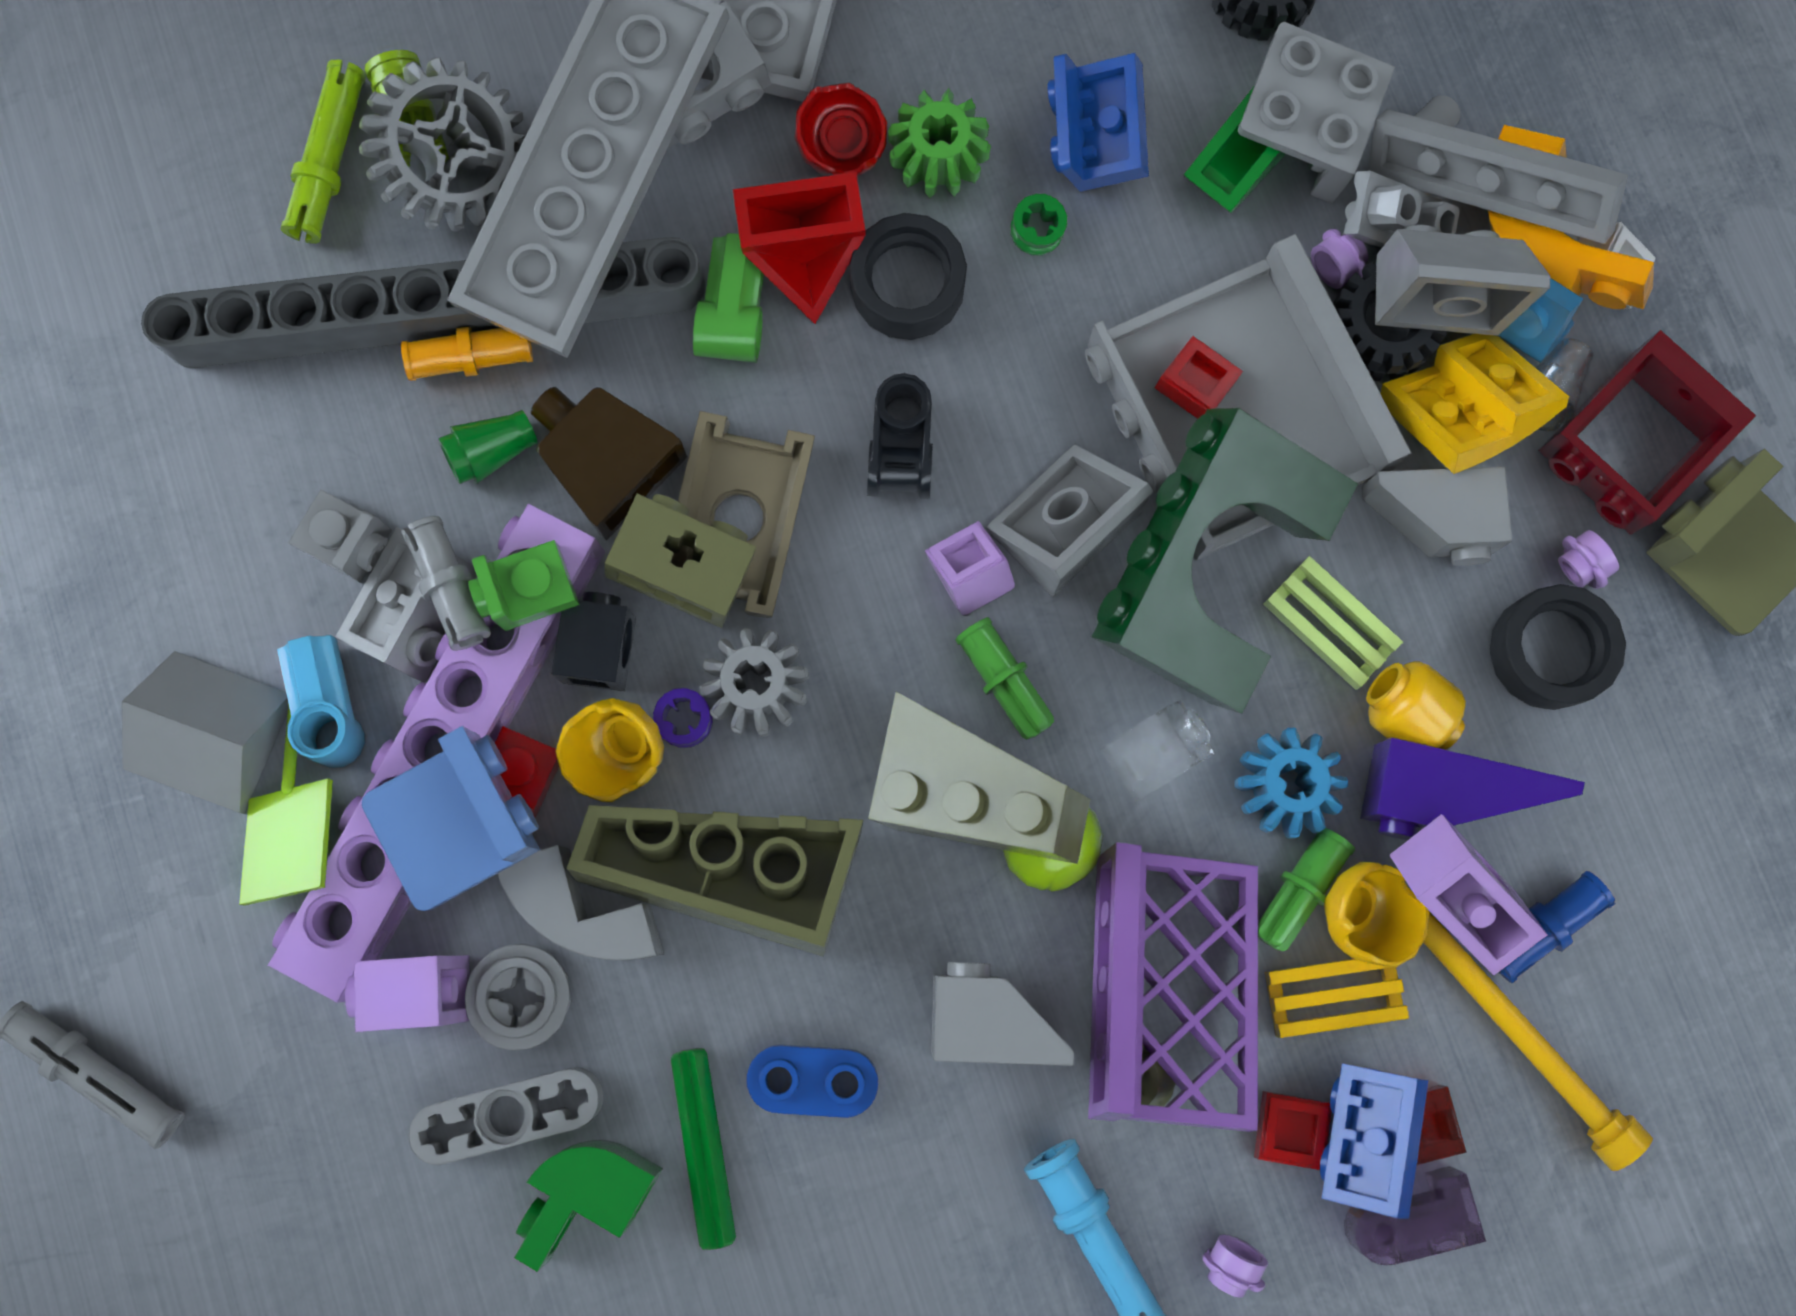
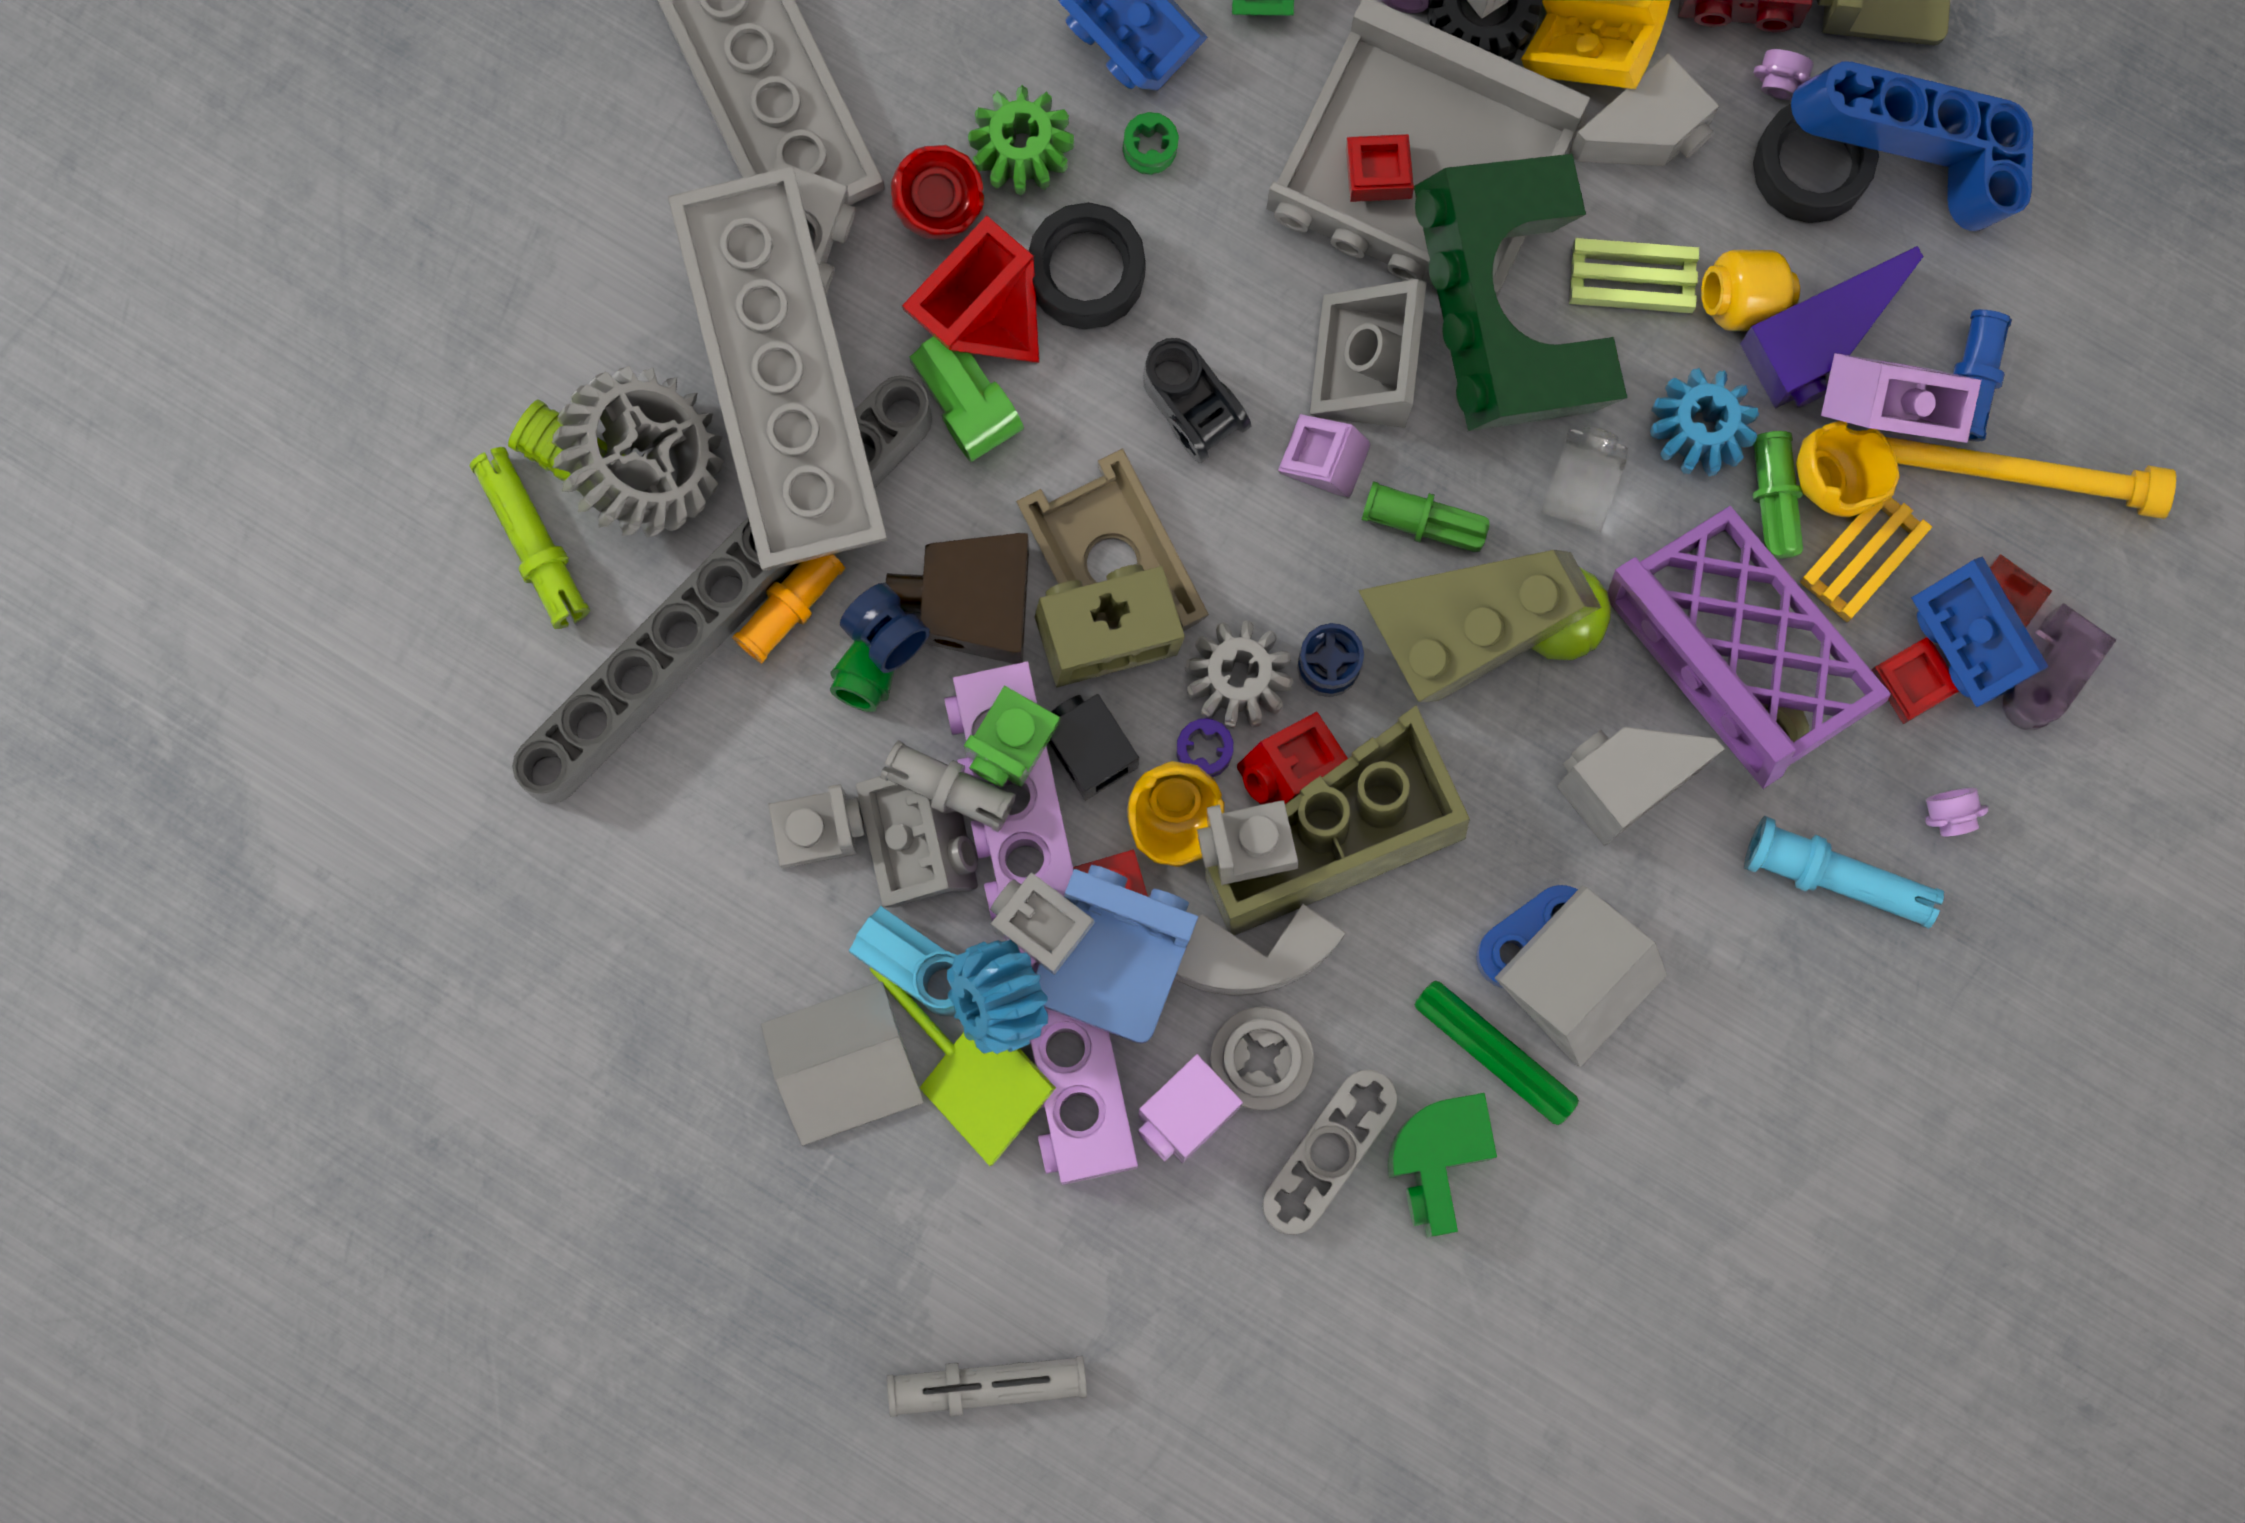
camera: 40 degrees left, 0 degrees up
(330, 778) = (997, 996): none -> dark azure gear
(409, 746) = (1039, 921): none -> light grey bracket
(506, 422) = (884, 627): none -> dark blue wheel
(628, 817) = (1248, 842): none -> light grey bracket
(737, 783) = (1290, 760): none -> red bracket
(816, 1145) = (1583, 974): none -> light grey slope
(828, 721) = (1331, 648): none -> dark blue wheel
(1705, 728) = (1971, 133): none -> blue beam

